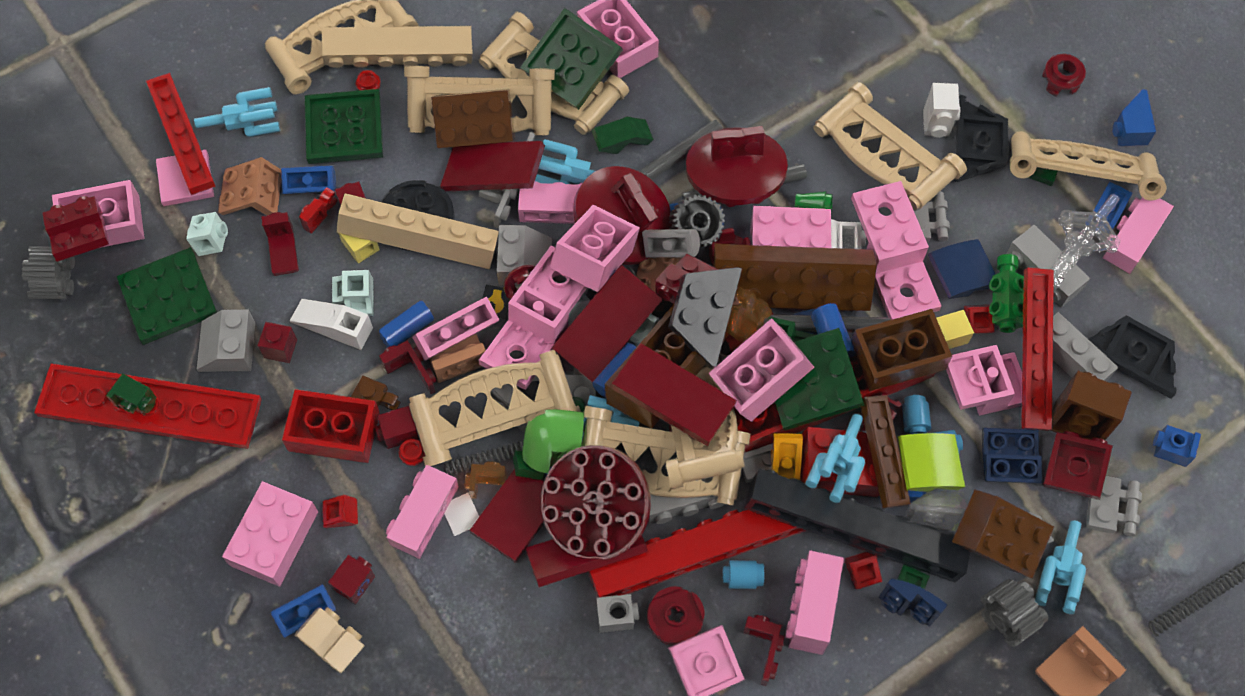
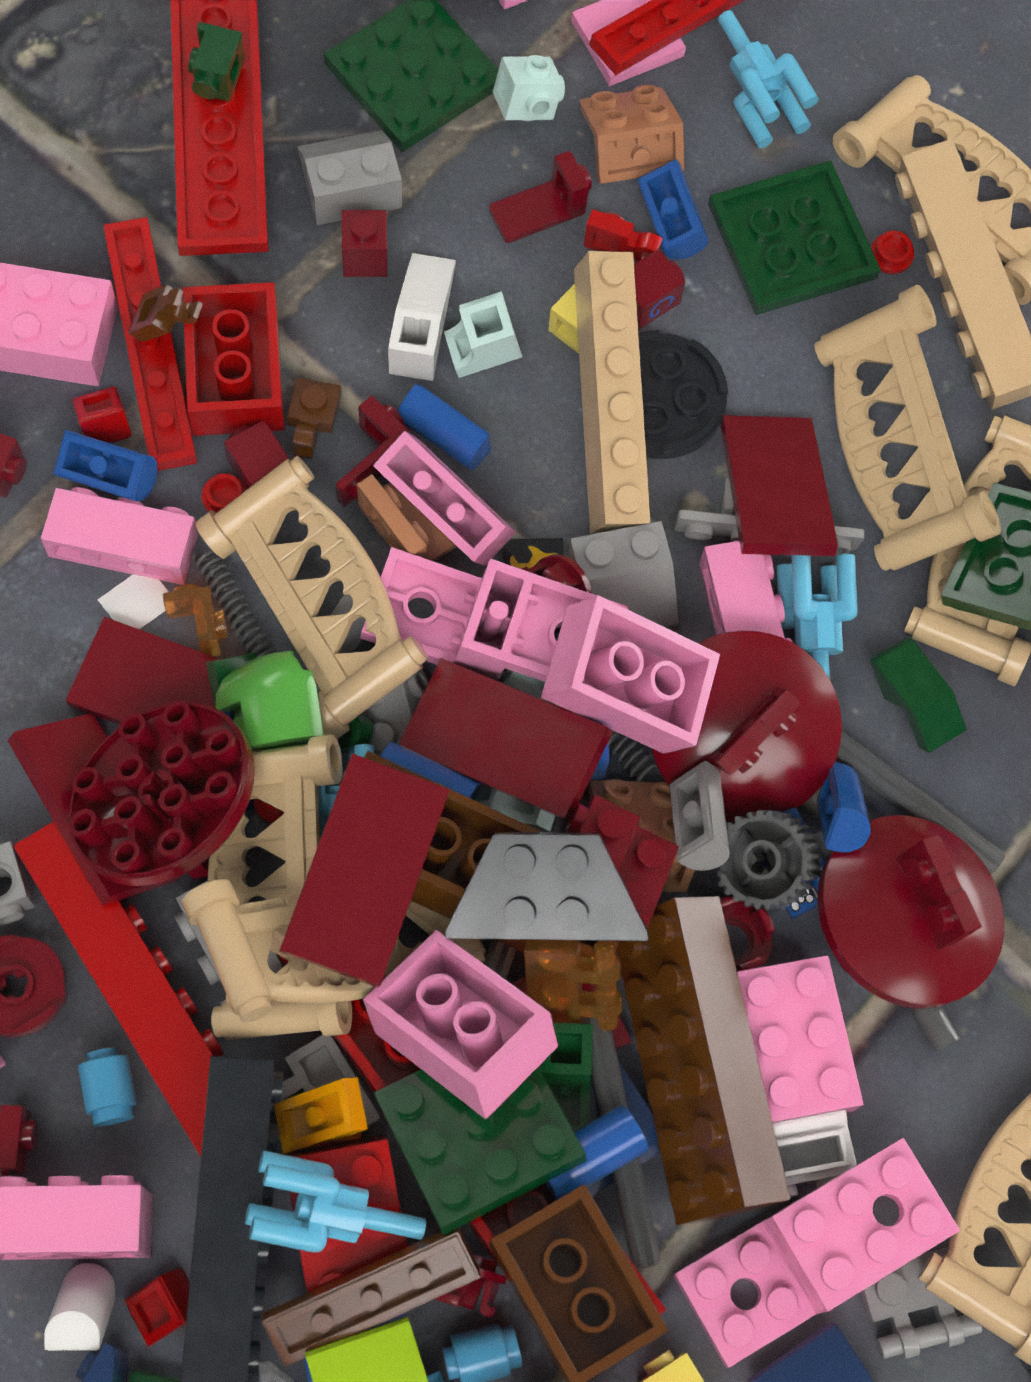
camera: 70 degrees right, 5 degrees up
(291, 458) = (160, 311): none -> reddish brown plate
(302, 474) = (153, 361): none -> red plate
(377, 511) = (106, 466): none -> blue brick
(473, 118) = (860, 428): reddish brown brick -> none
(679, 181) = (843, 810): none -> blue brick
(815, 200) = (883, 1079): green cone -> none
(862, 604) = (81, 1309): none -> white brick

